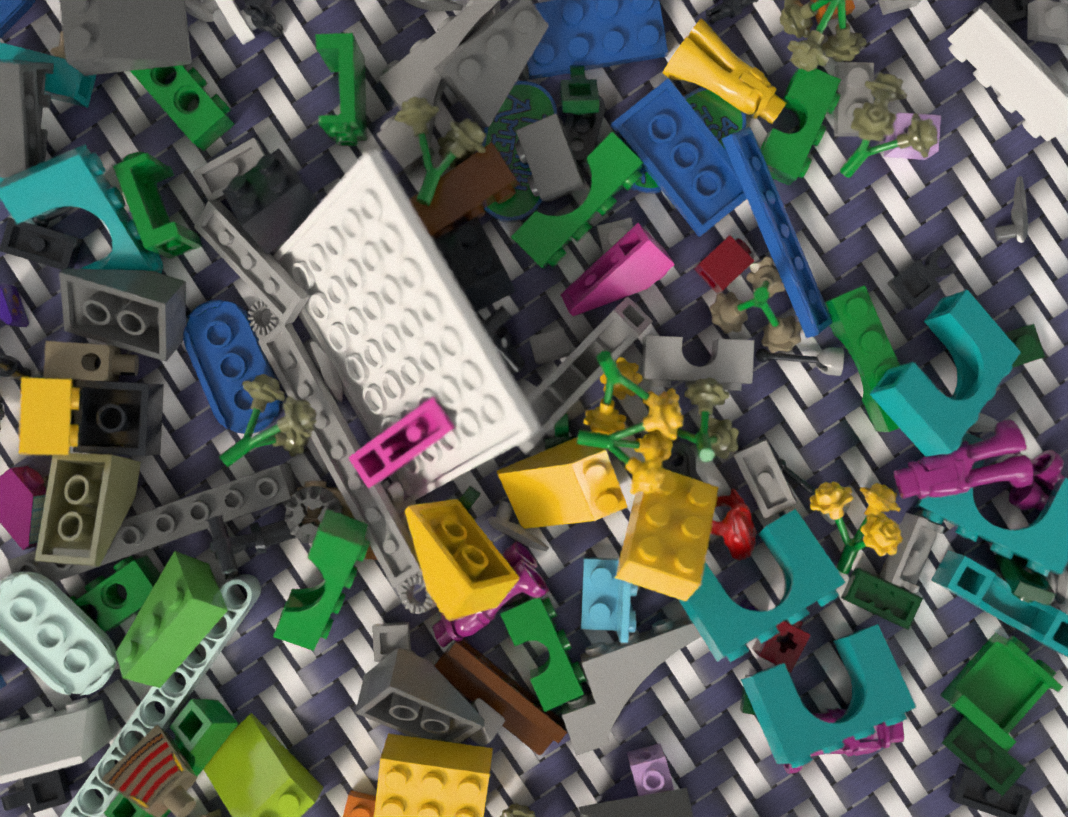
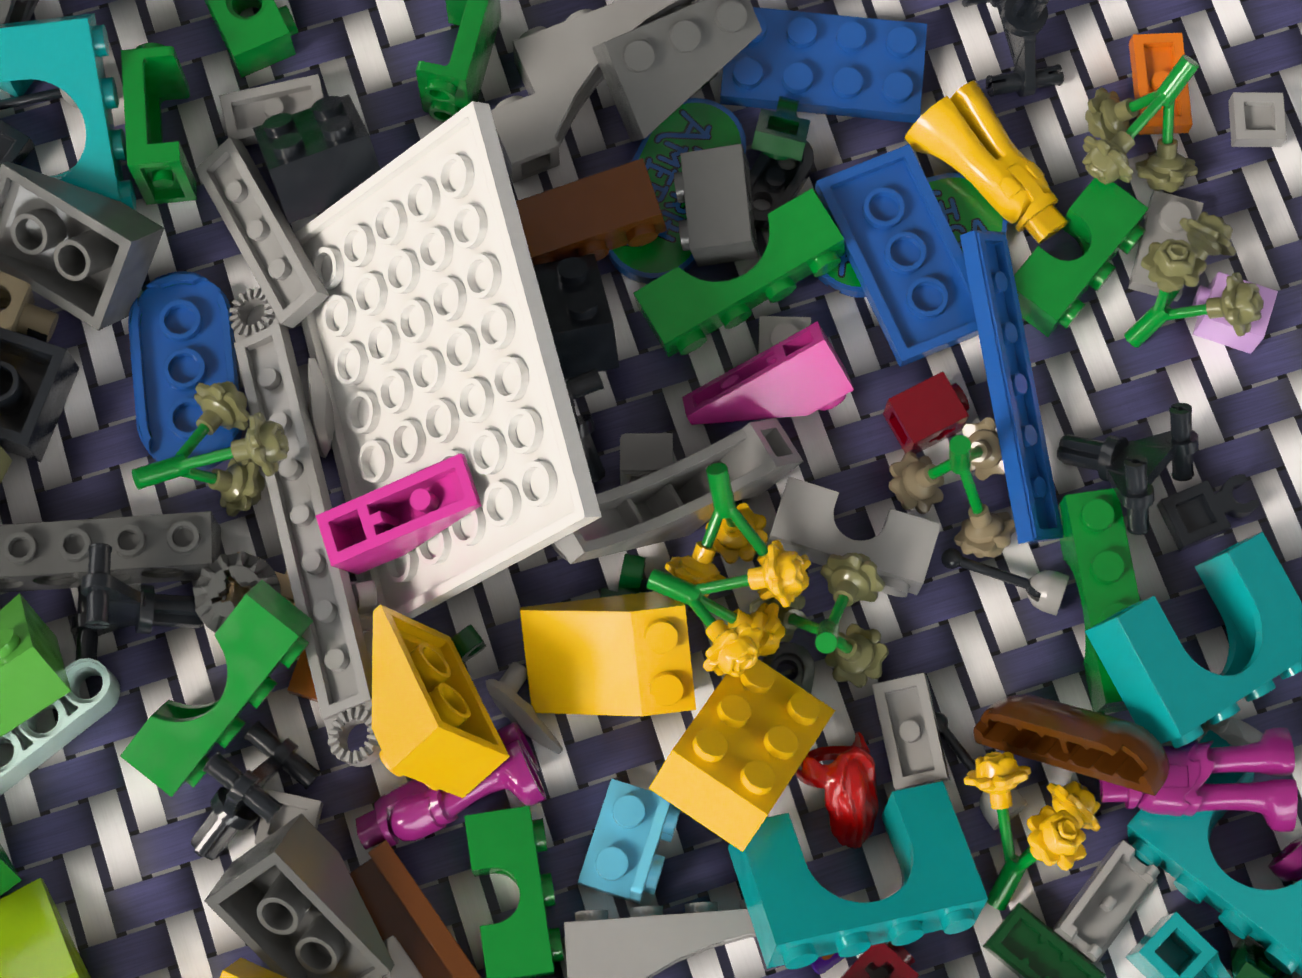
camera: 20 degrees right, 15 degrees down
(355, 644) = (242, 795): none -> black axle
(455, 147) = (595, 153): olive plant -> none
(871, 262) = (1137, 463): none -> black axle
(879, 464) = (1075, 741): none -> reddish brown brick

